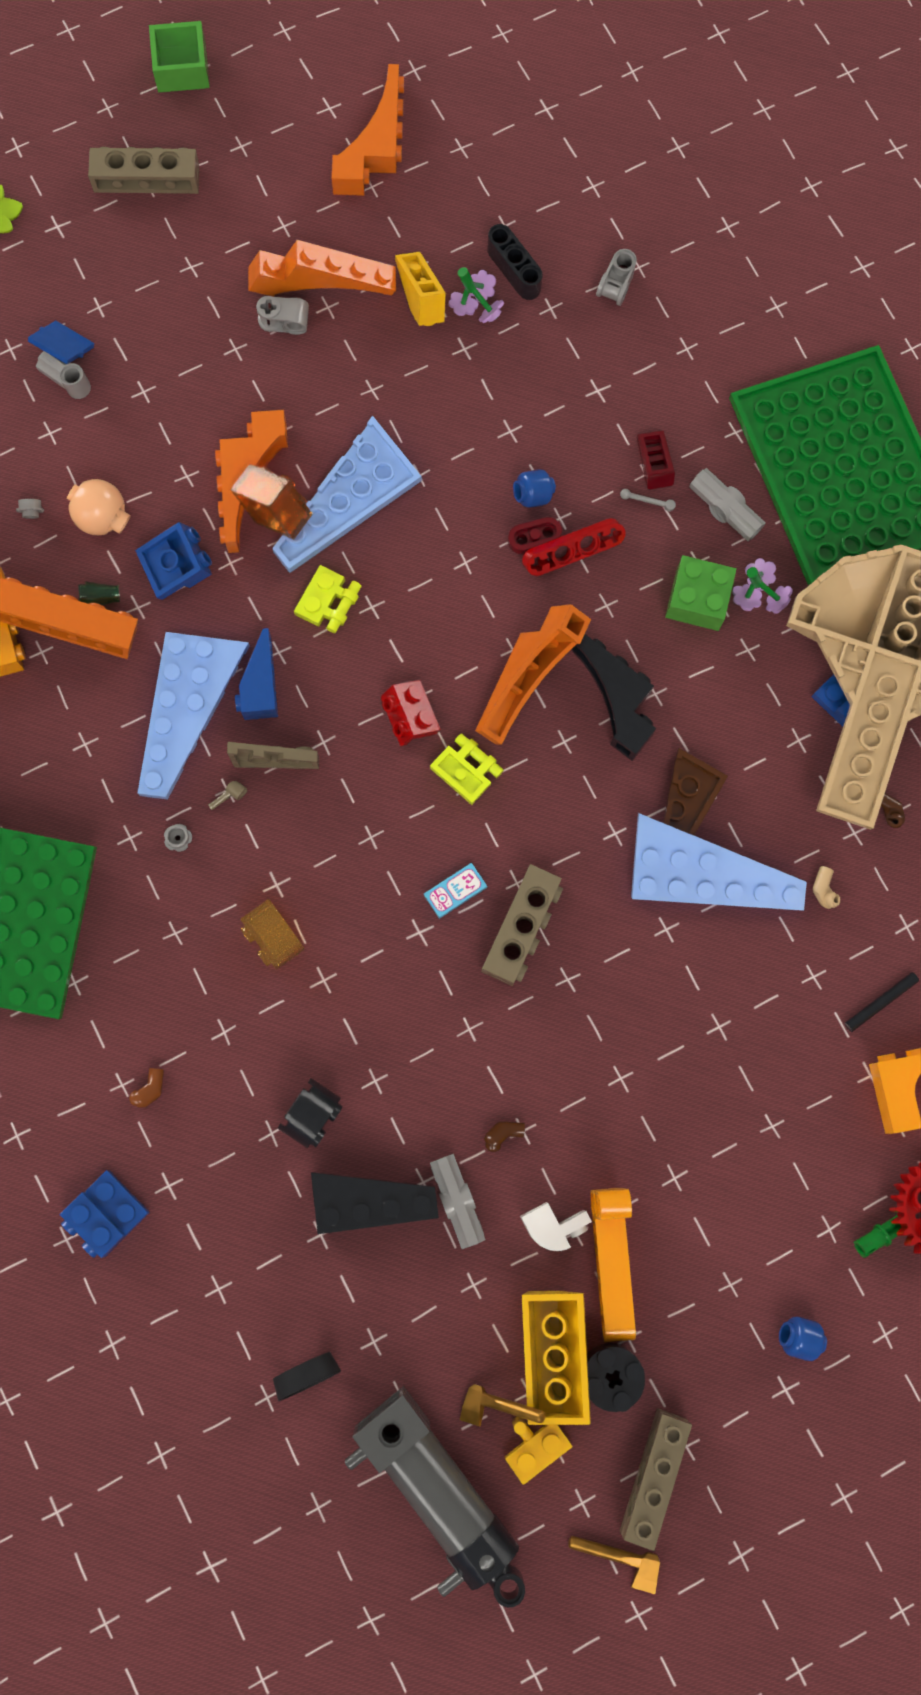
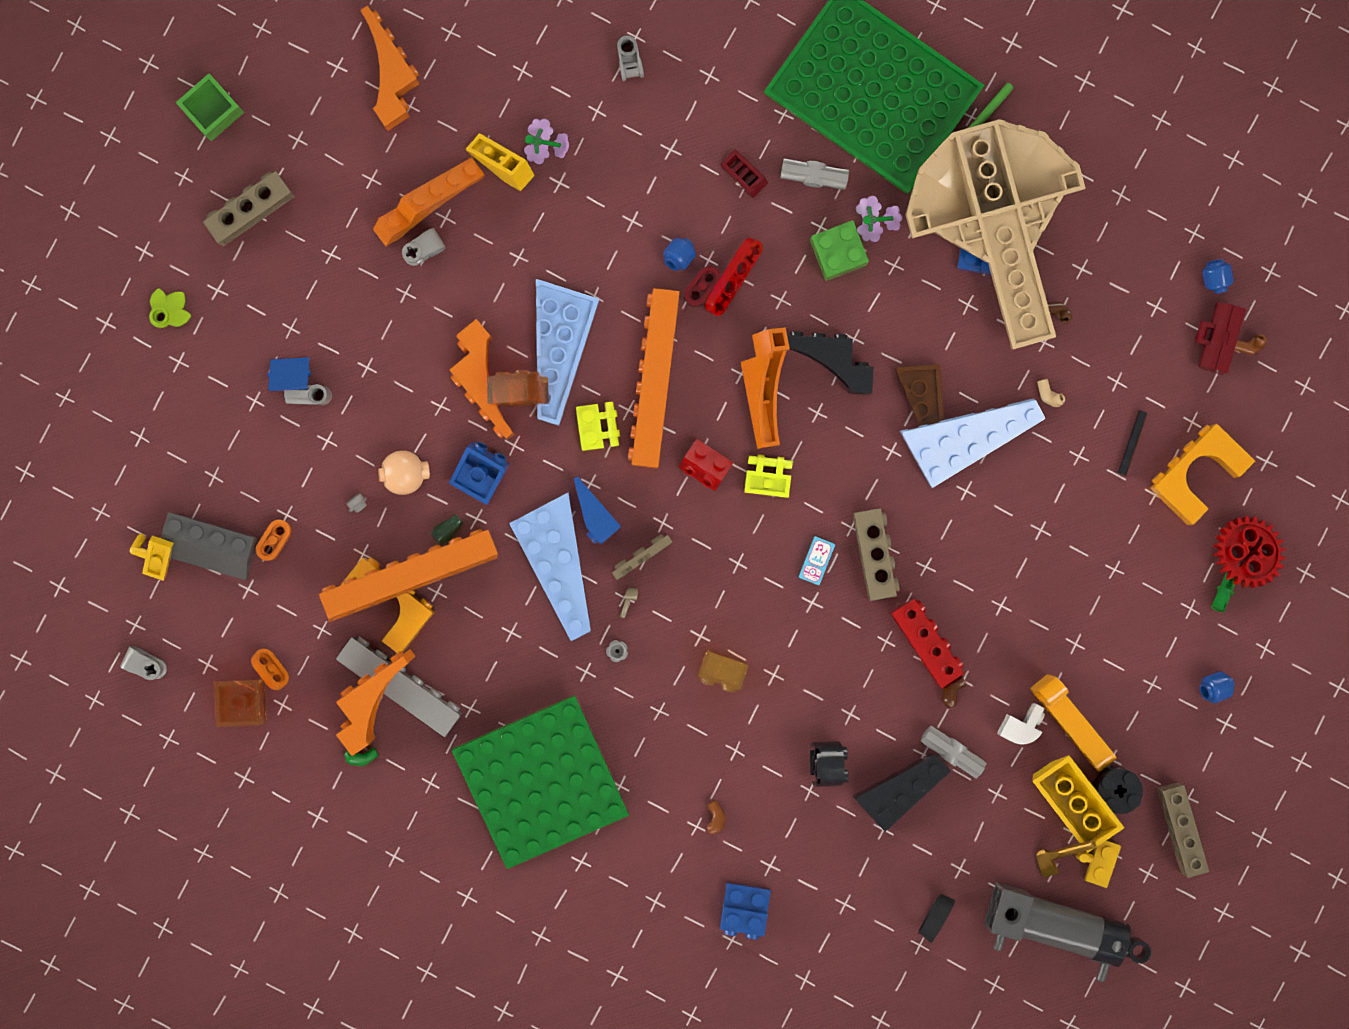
camera: 25 degrees left, 10 degrees up
(420, 591) = (655, 378): none -> orange brick
(512, 1059) = (926, 642): none -> red brick
(513, 250) = (544, 88): black beam -> none
(646, 1564) = (1209, 882): pearl gold piece -> none
(669, 505) = (775, 200): light grey hinge -> none

